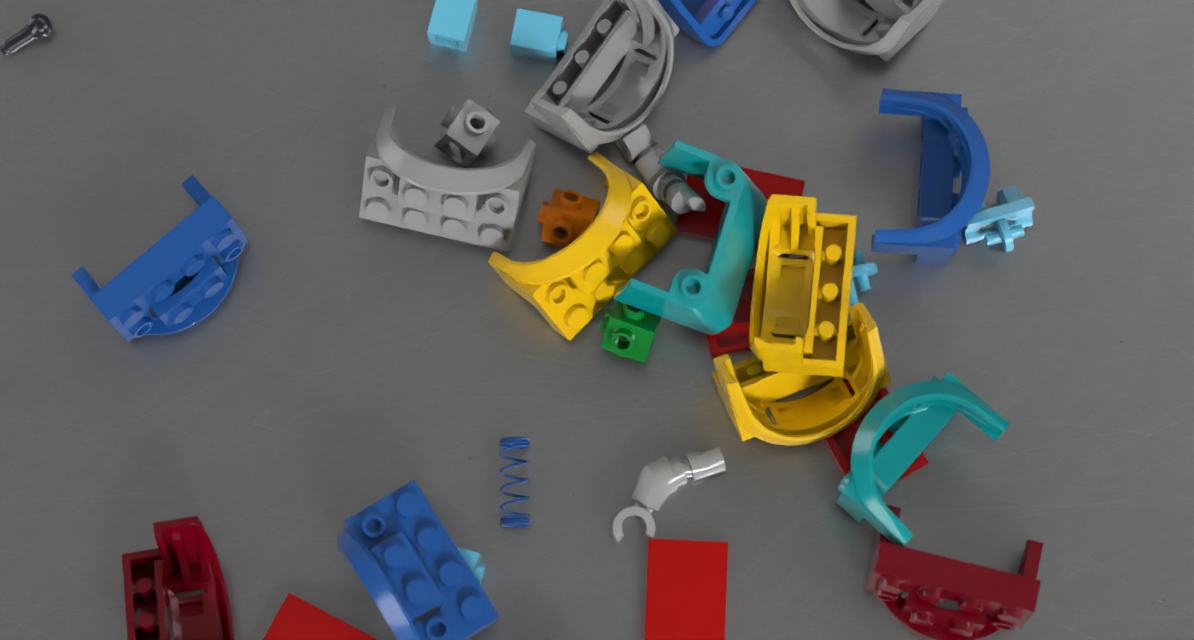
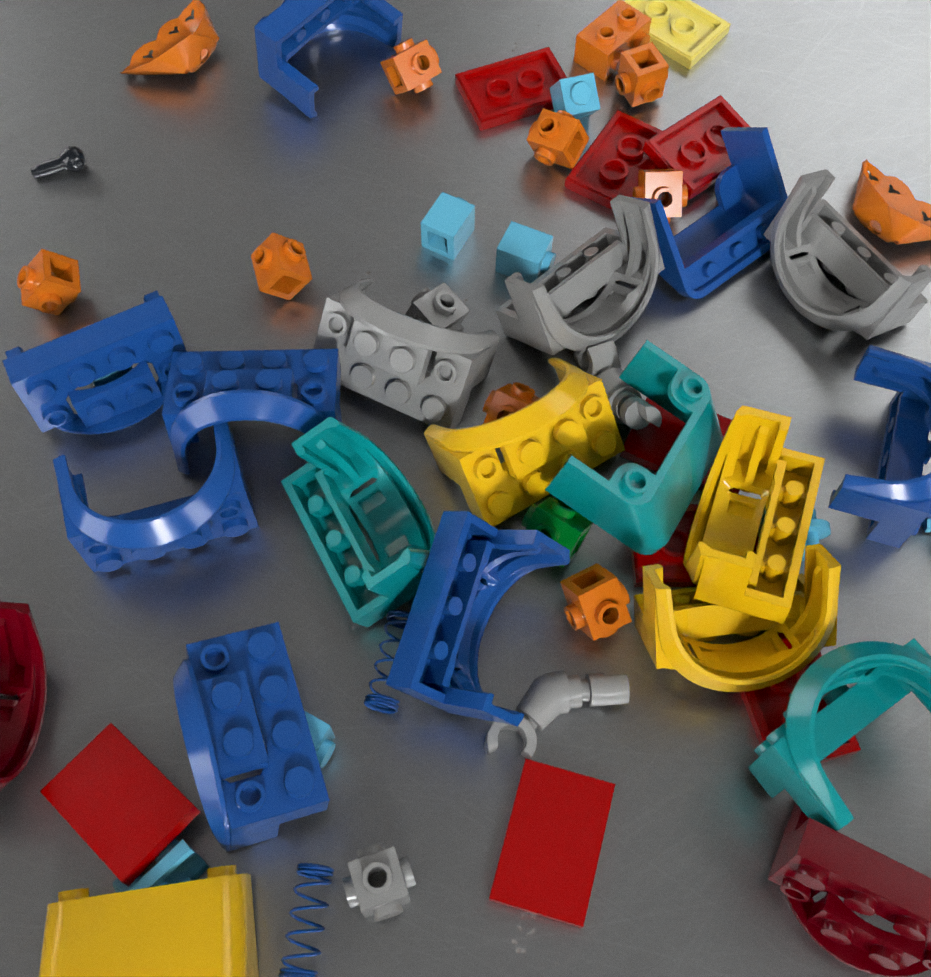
camera: 10 degrees right, 15 degrees down
(78, 185) = (49, 282): none -> orange brick
(281, 411) = (215, 511): none -> blue piece
(300, 110) = (281, 266): none -> orange brick
(325, 269) = (255, 385): none -> blue piece
(476, 346) = (388, 509): none -> teal piece
(557, 422) = (457, 593): none -> blue piece
(680, 388) = (596, 602): none -> orange brick

